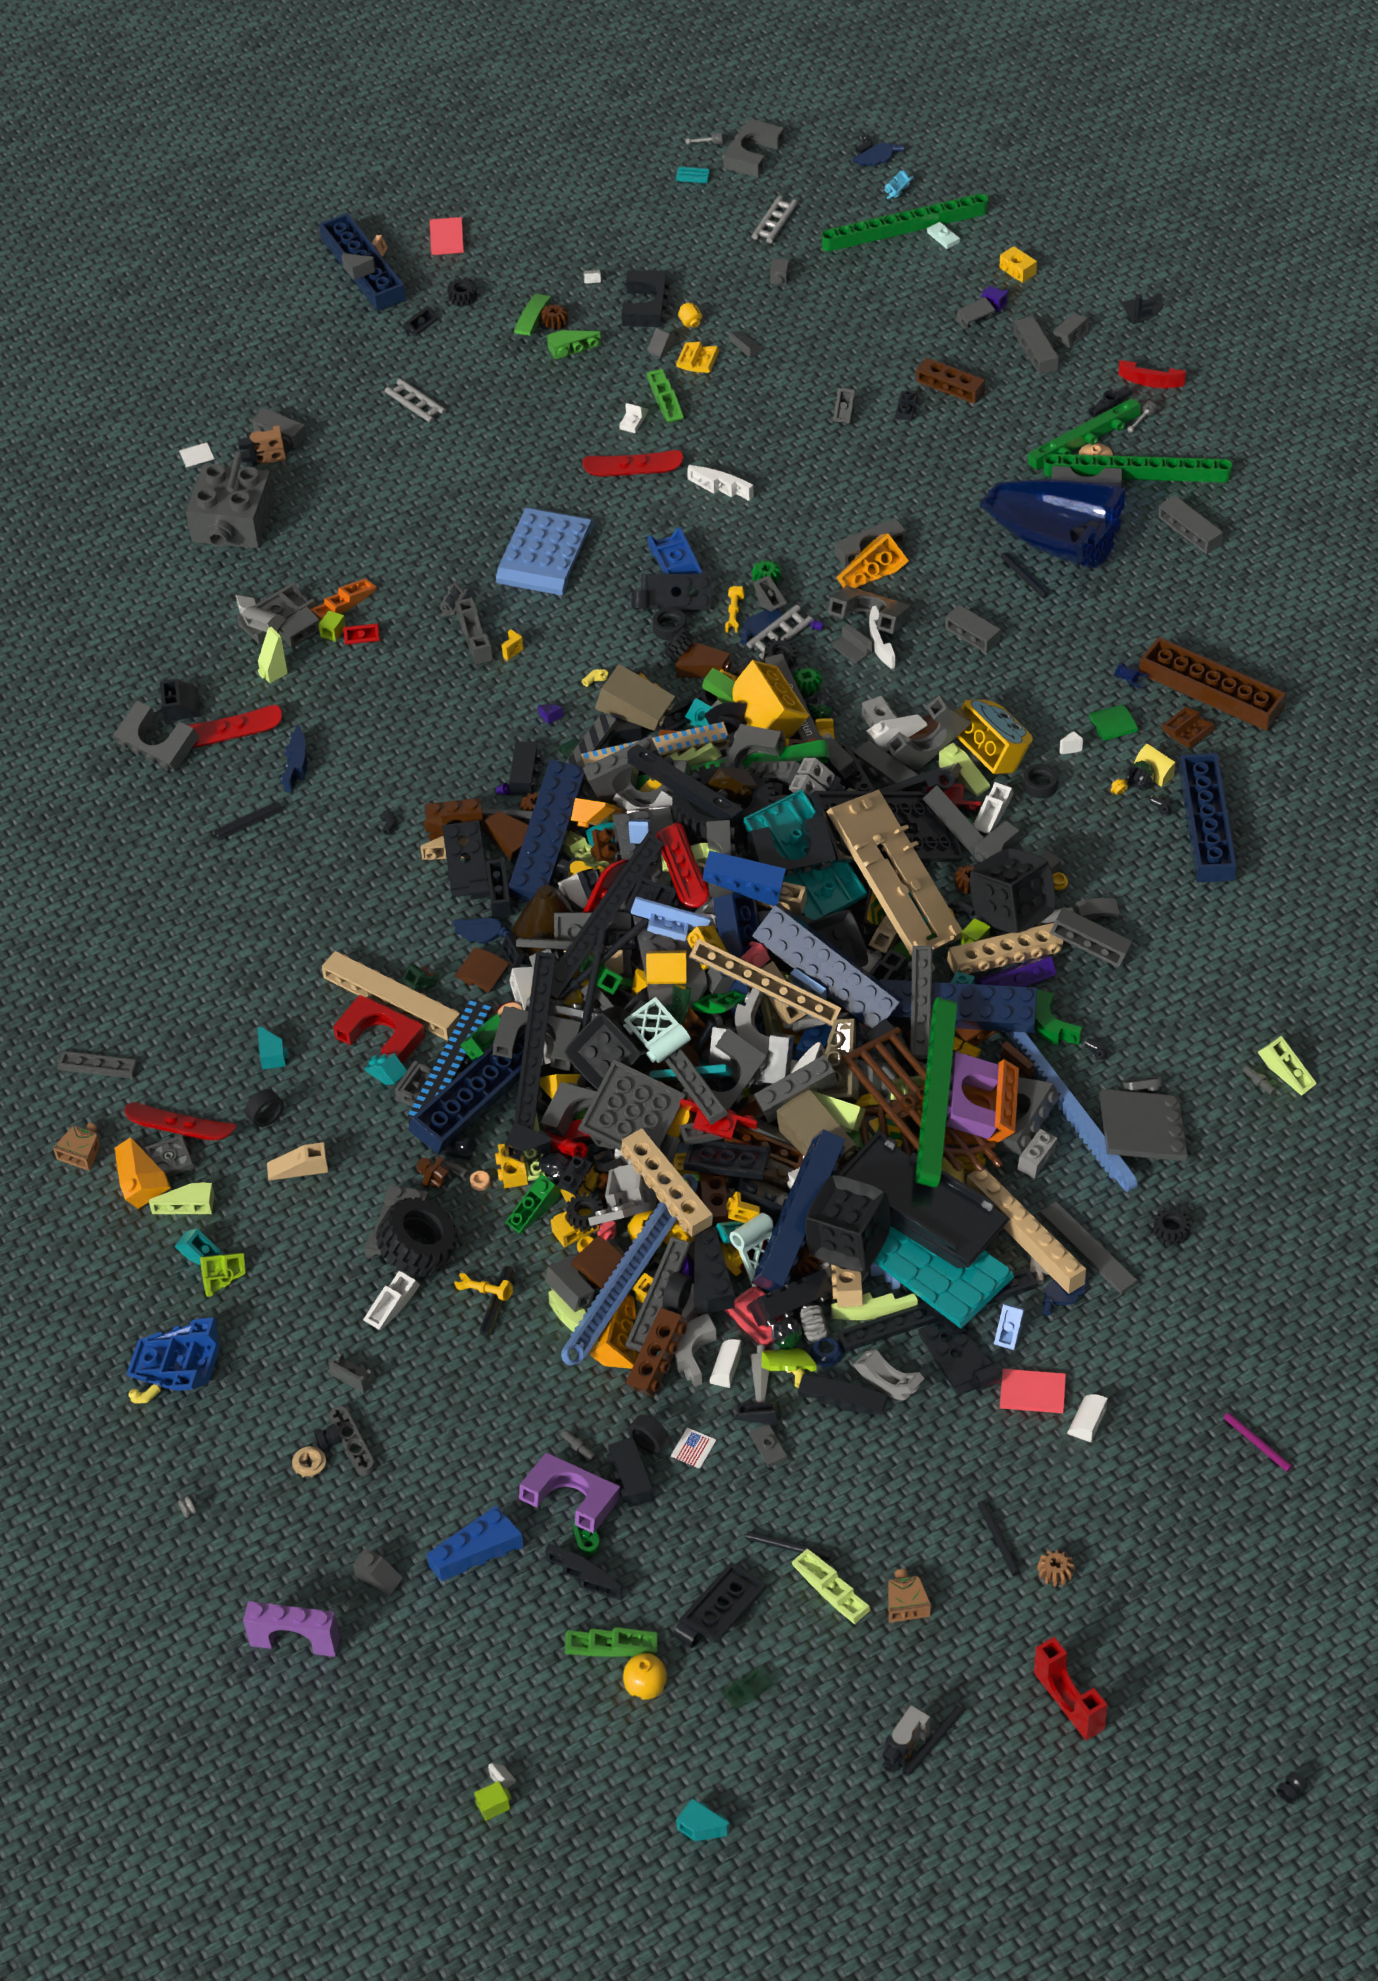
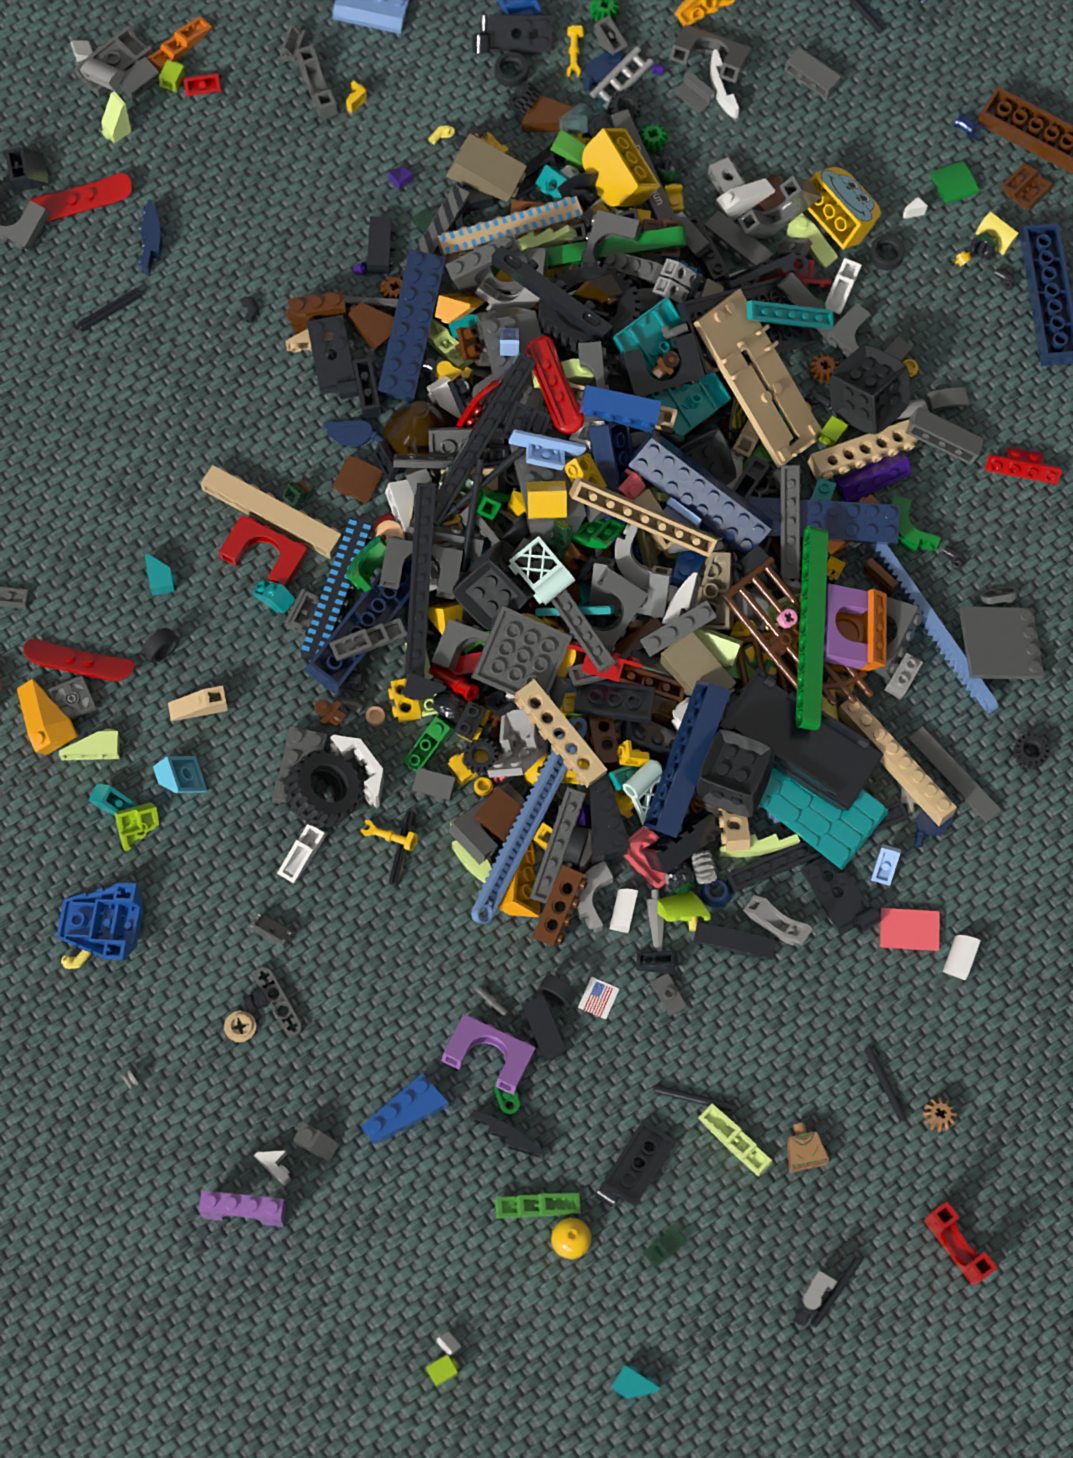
camera: 10 degrees left, 20 degrees up
(272, 1224) = (180, 774): none -> medium azure slope
(329, 1590) = (270, 1161): none -> white slope
(460, 1208) = (348, 748): none -> white slope
(476, 1100) = (368, 639): none -> dark grey slope
(534, 1241) = (433, 785): none -> dark grey brick
(728, 662) = (575, 120): none -> clear light blue slope
(795, 847) = (666, 364): none -> reddish brown hips
(800, 818) = (669, 332): none -> dark grey arm
(909, 1087) = (792, 617): none -> bright pink bush
(932, 820) = (789, 314): none -> teal plate
(1174, 968) = (1023, 465): none -> red bracket

